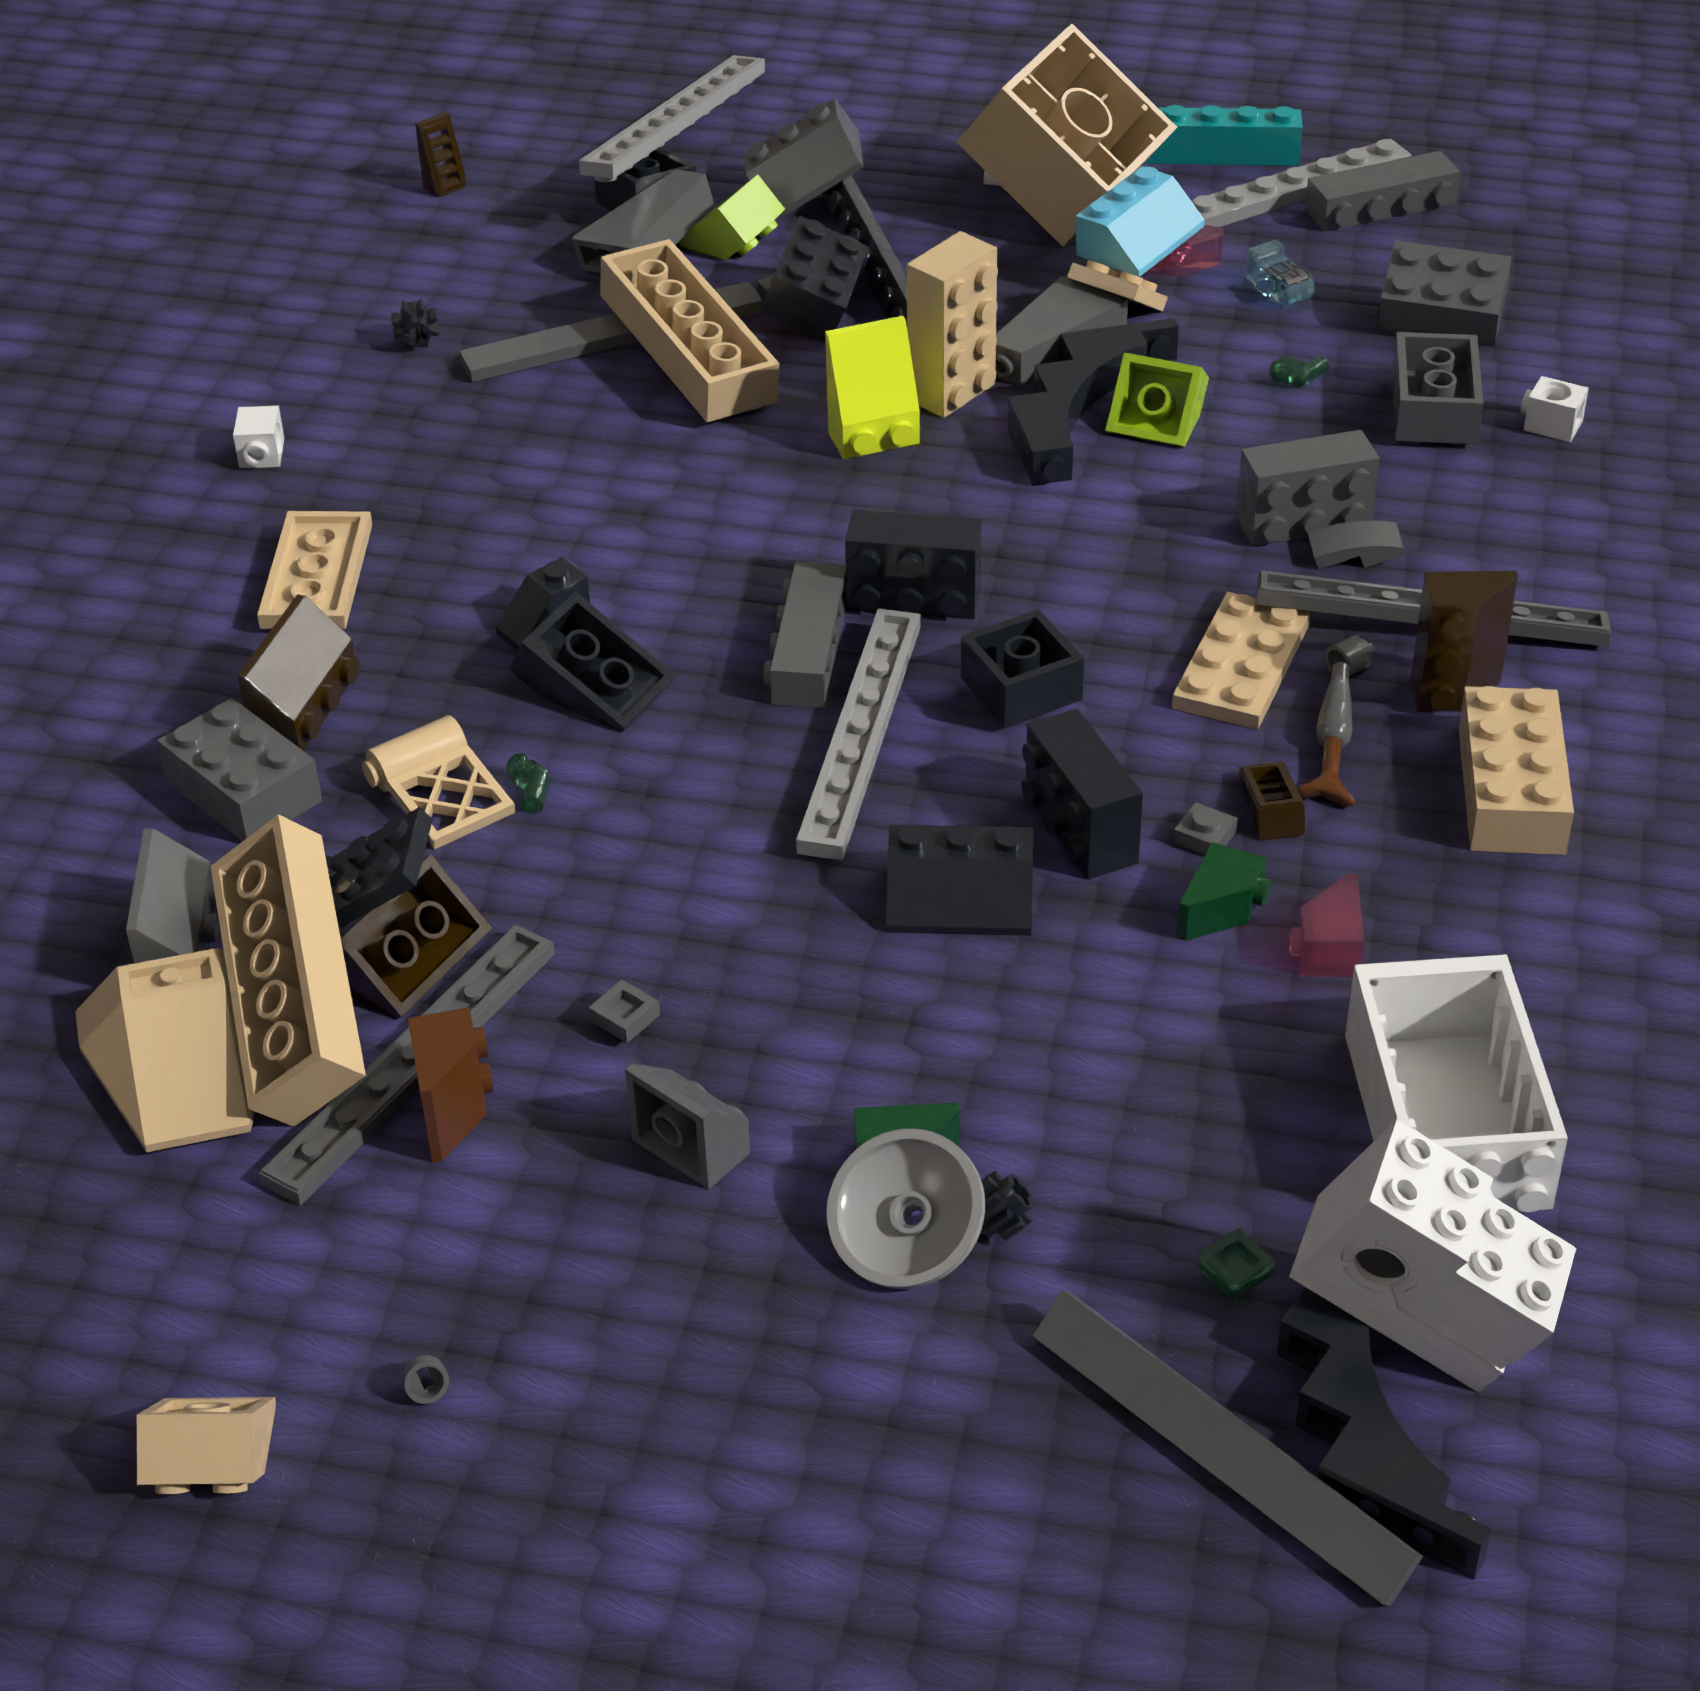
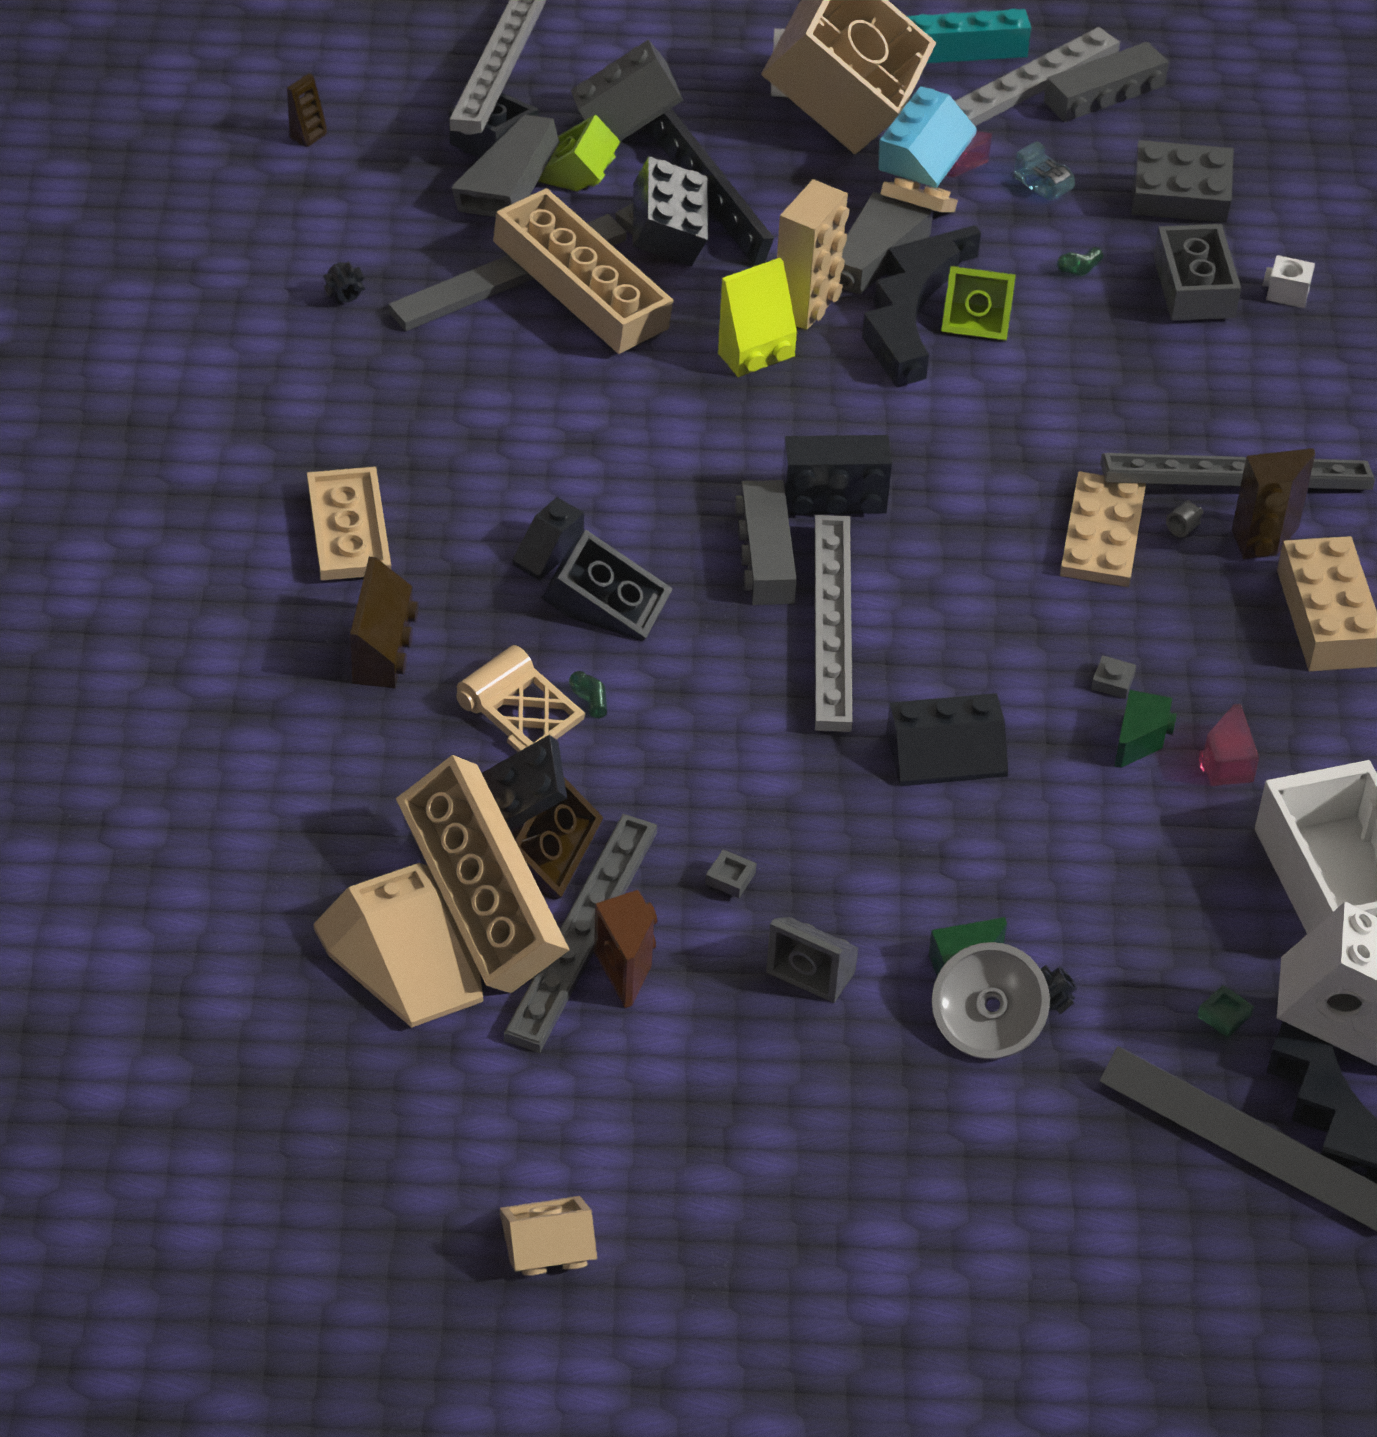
camera: 15 degrees left, 5 degrees up
(170, 901) = (362, 830): dark grey slope -> none
(239, 769) = (362, 710): dark grey brick -> none
(258, 437) = (252, 403): white brick -> none
(412, 1381) = (691, 1163): dark grey hinge -> none
(1022, 668) = (944, 557): black brick -> none
(1082, 793) = (1023, 660): black brick -> none
(1273, 800) = (1158, 649): dark brown slope -> none
(1305, 486) = (1121, 375): dark grey brick -> none
(1333, 733) = (1189, 585): piece -> none
(1368, 539) = (1172, 414): dark grey slope -> none

